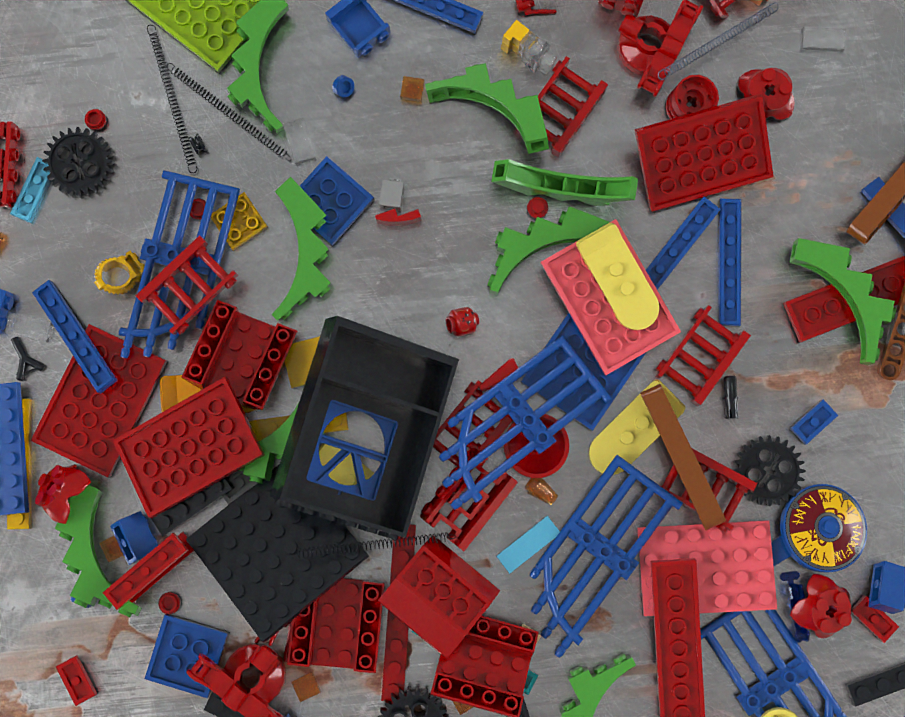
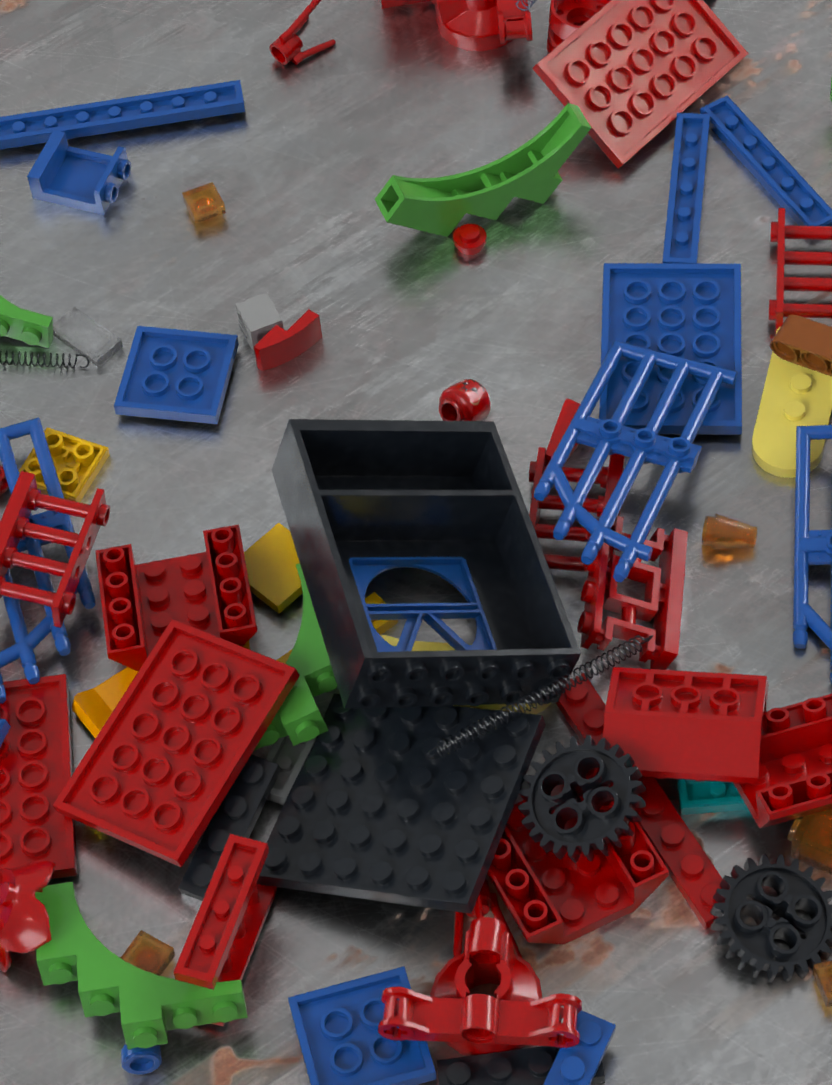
camera: 30 degrees left, 30 degrees down
(134, 537) = (161, 914): blue brick -> none
(169, 603) = (283, 983): red plate -> none
(306, 686) = (578, 975): clear orange plate -> none
(308, 278) = (161, 395): bright green arch -> none
(343, 86) = (106, 246): blue tile -> none
(352, 634) = (593, 828): none -> black gear
(500, 95) = (290, 149): bright green arch -> none
(528, 47) = (328, 79): clear hips -> none
(528, 544) = (762, 610): medium azure tile -> none
(541, 464) = (701, 490): red dish -> none
(543, 234) = (531, 233): bright green arch -> none
(582, 108) = (445, 132): red fence -> none
(587, 305) = (644, 263): coral plate -> none
(619, 277) = (639, 228): light yellow piece -> none

